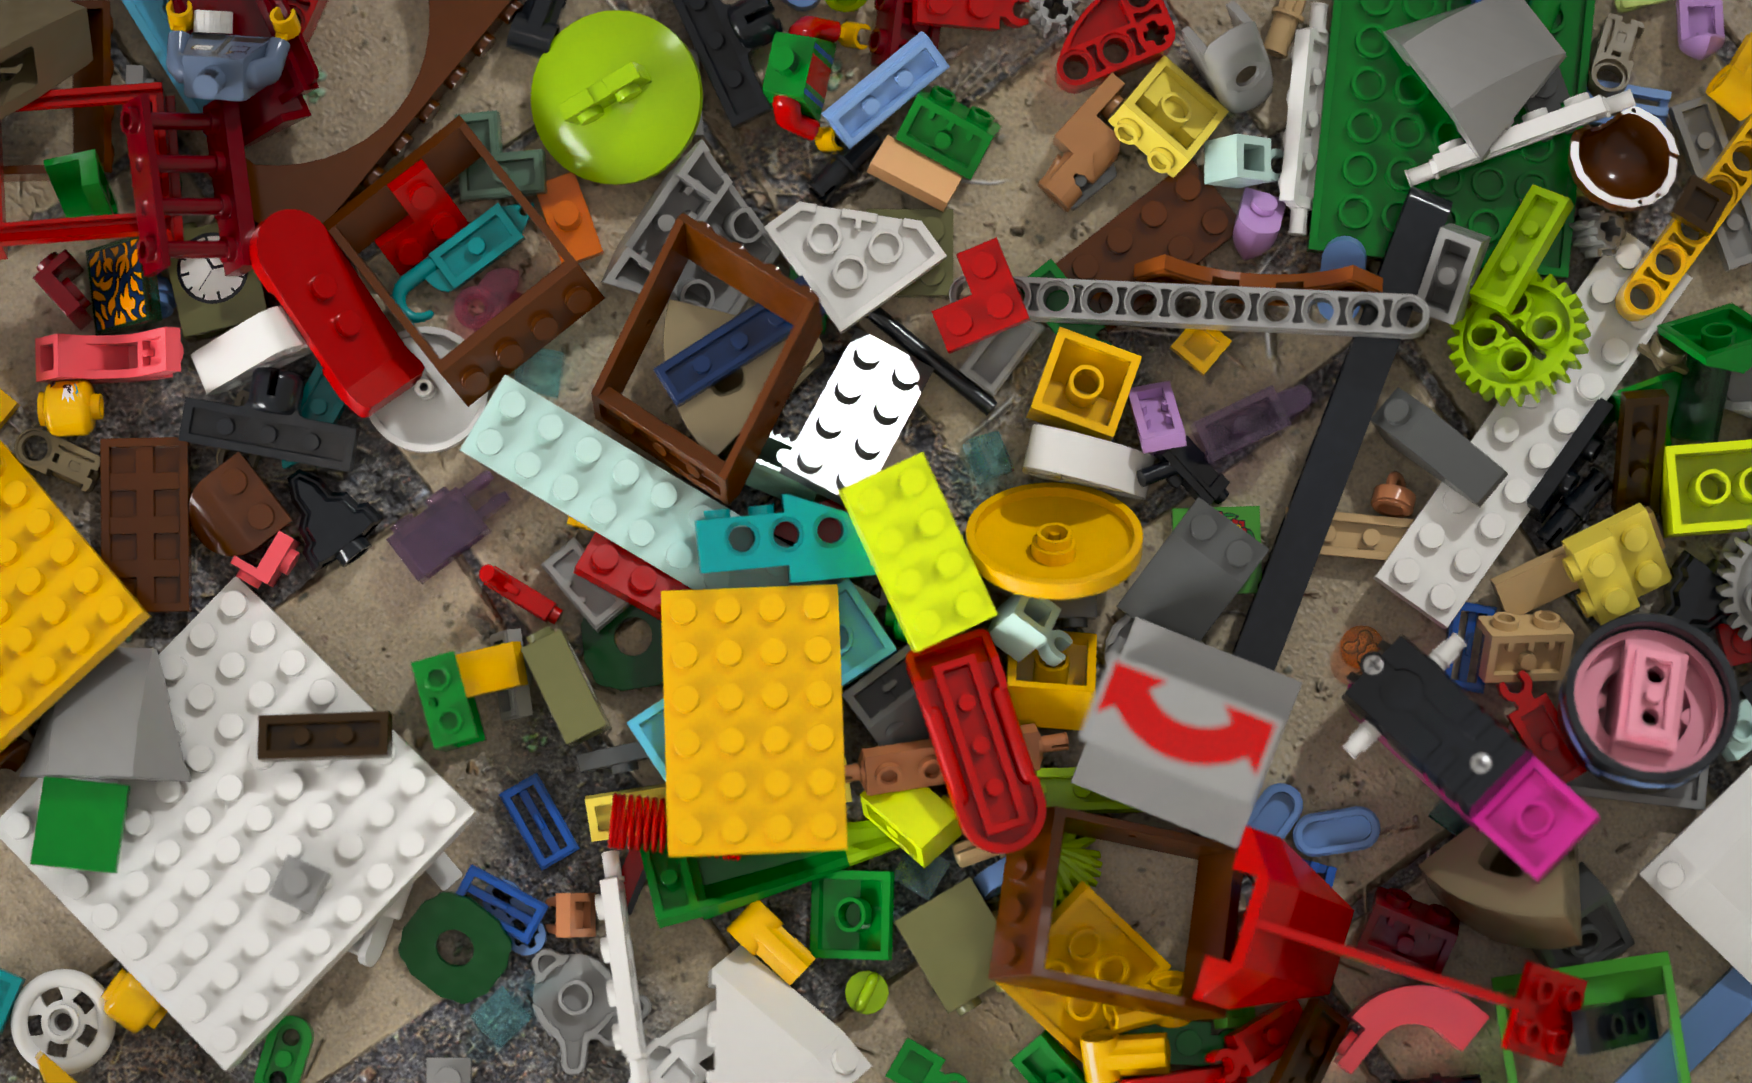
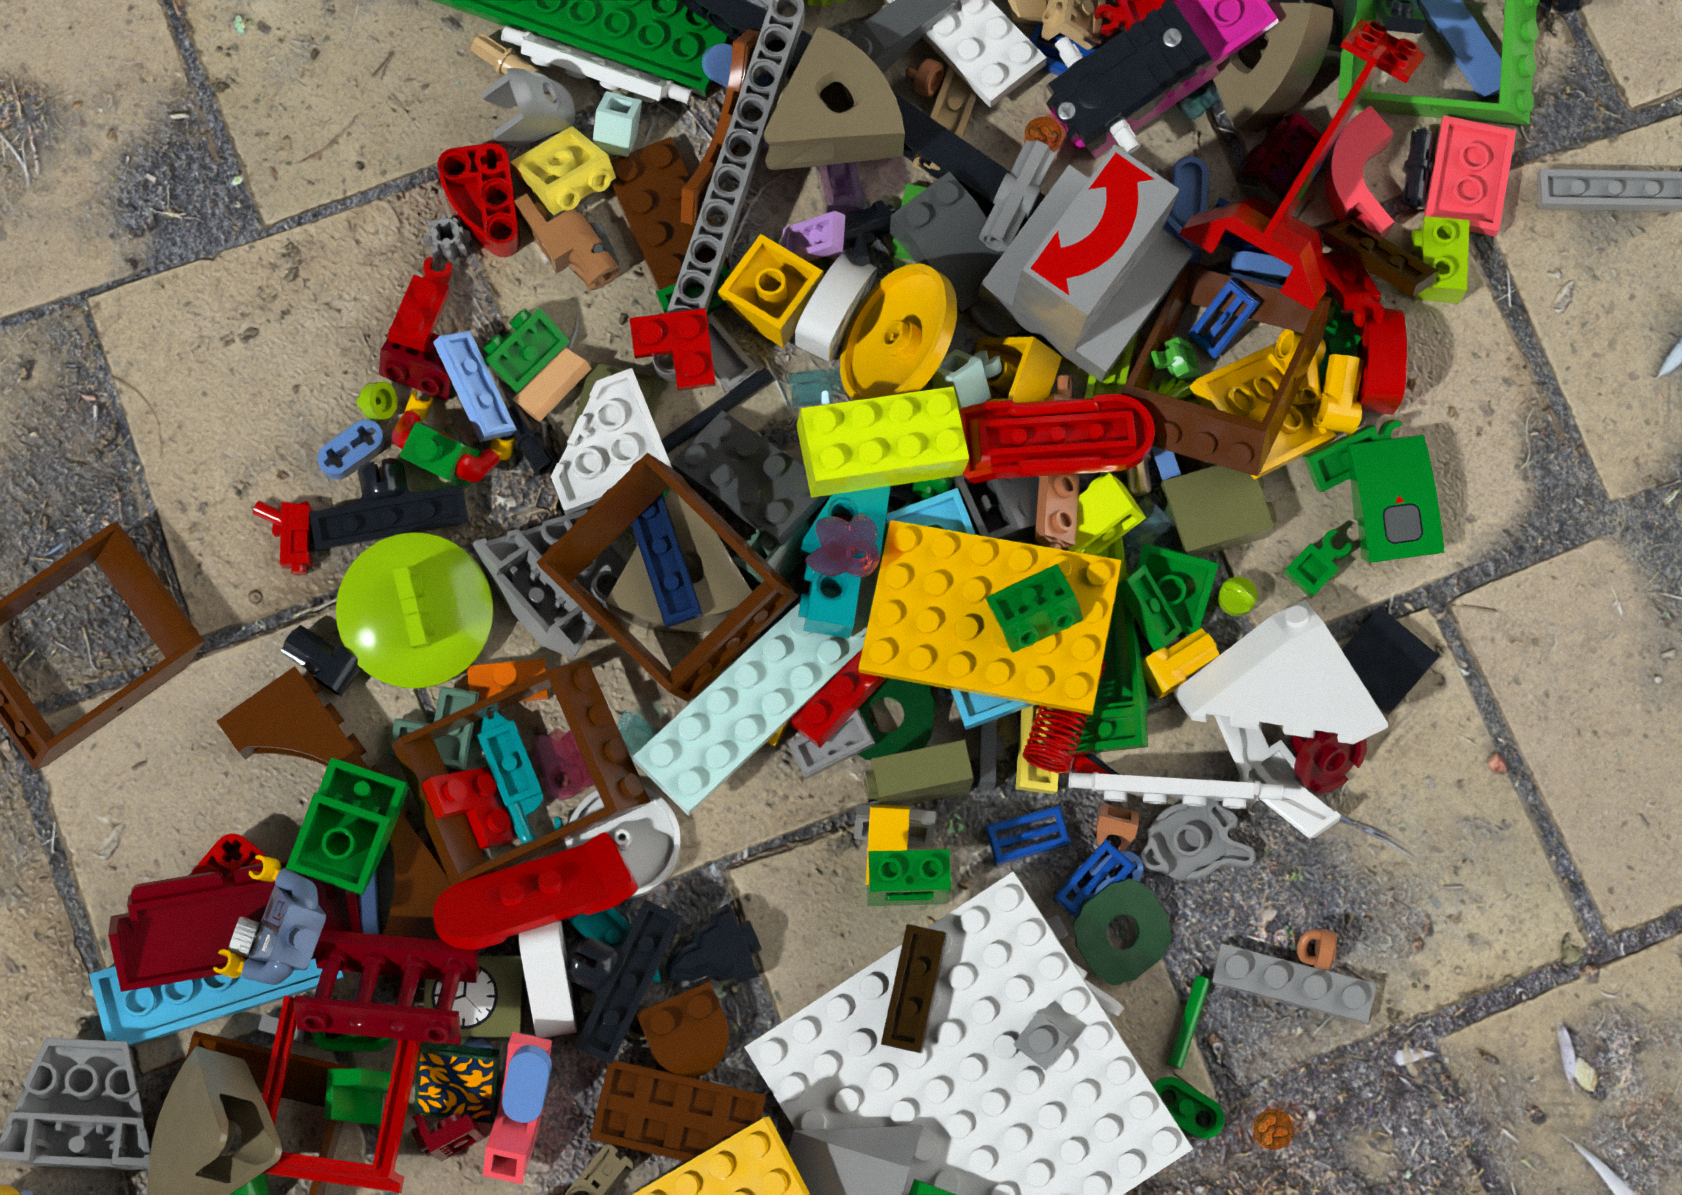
camera: 80 degrees left, 10 degrees down
(69, 408) = (554, 1159): yellow head -> none
(130, 357) = (526, 1083): none -> medium blue tile
(278, 559) = (741, 1004): coral bracket -> none
(293, 140) = (370, 908): none -> medium blue tile
(353, 95) = (348, 826): none -> green slope
(378, 1042) = (1189, 1022): none -> green piece
(444, 528) = (752, 851): clear purple hinge -> none
(501, 1017) = (1189, 909): clear light blue slope -> none
(520, 594) = (820, 806): red piece -> none
(763, 764) = (1035, 608): none -> green bracket
(790, 535) = (841, 542): none -> plate
(820, 894) = (1149, 607): none -> green plate
(1123, 865) = (1178, 359): none -> bright green plate
(1200, 348) = (763, 195): yellow plate -> none
(1208, 916) = (1243, 294): none -> blue tile
(1257, 223) = (671, 124): lavender plate -> none
(1260, 633) = (1017, 195): none -> light grey piece
(1300, 397) = (834, 109): none -> dark tan piece

